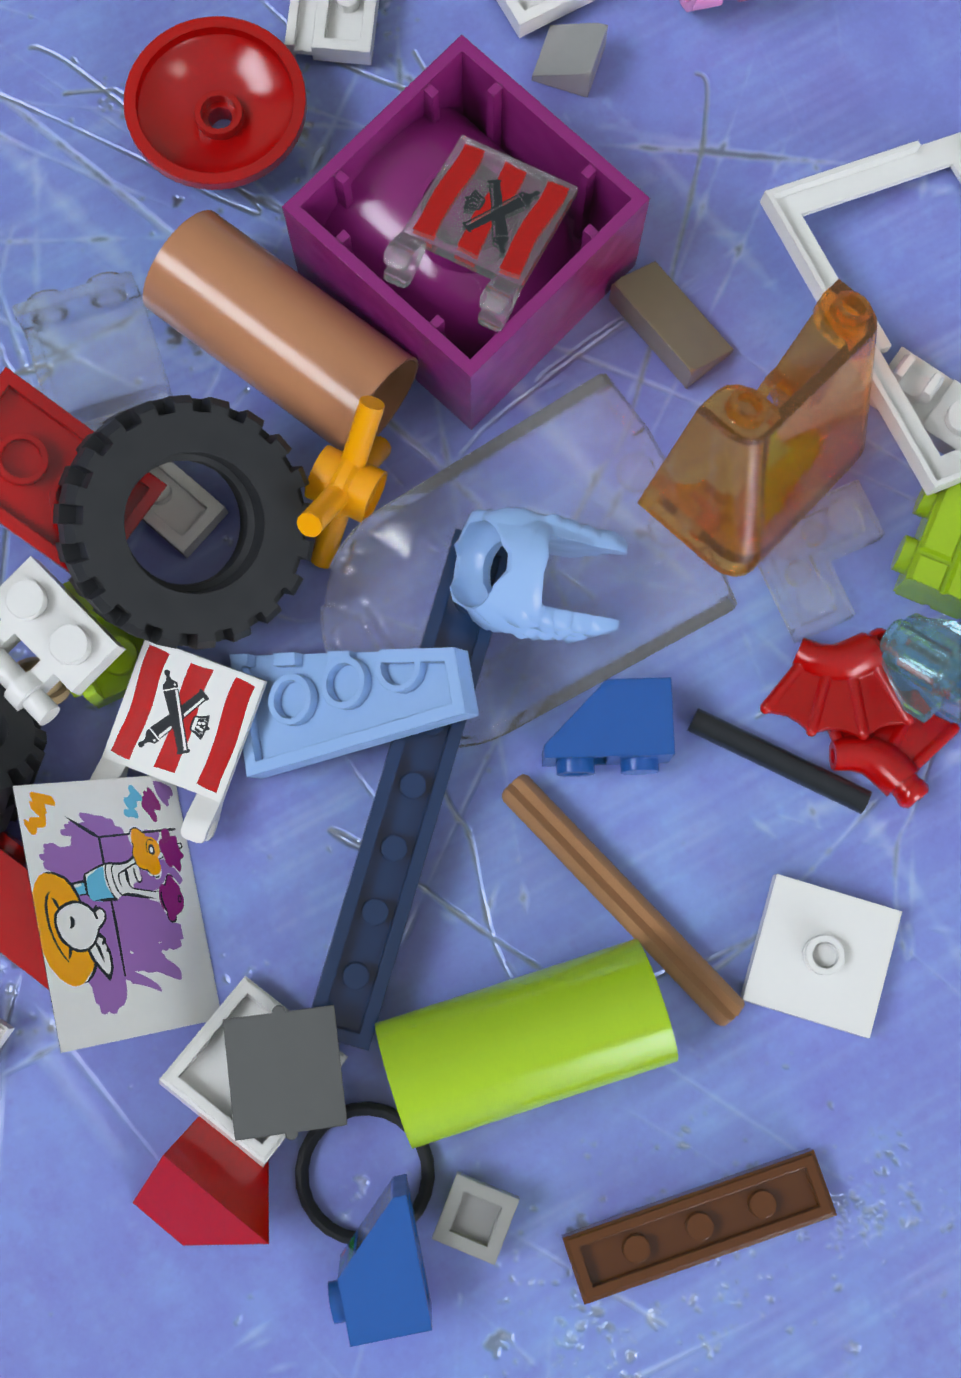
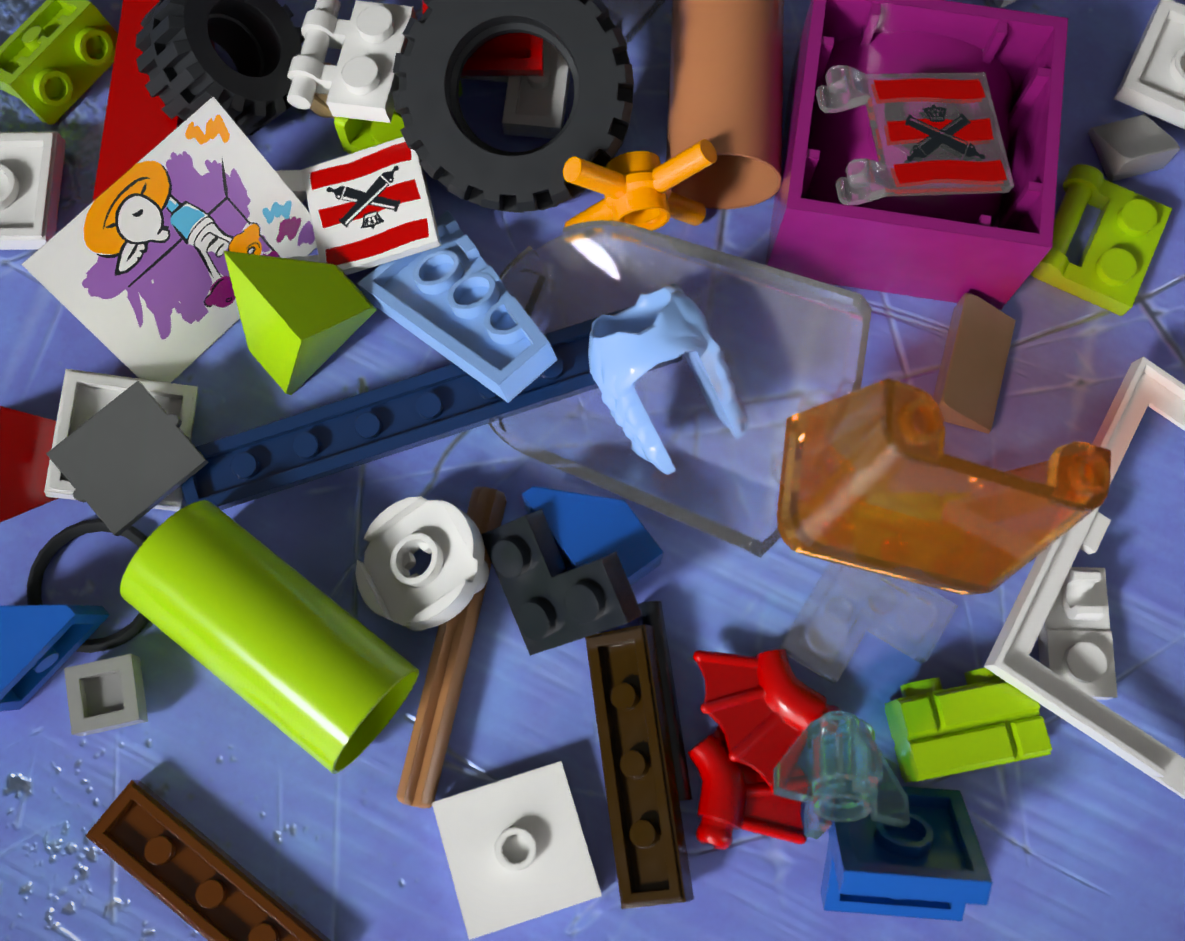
camera: 55 degrees right, 5 degrees down
(241, 847) = (294, 312): none -> lime slope
(569, 853) = (450, 580): none -> white plate
(642, 796) = (545, 597): none -> black plate
(647, 133) = (1117, 247): none -> lime plate
(819, 815) = (638, 768): none -> dark brown tile

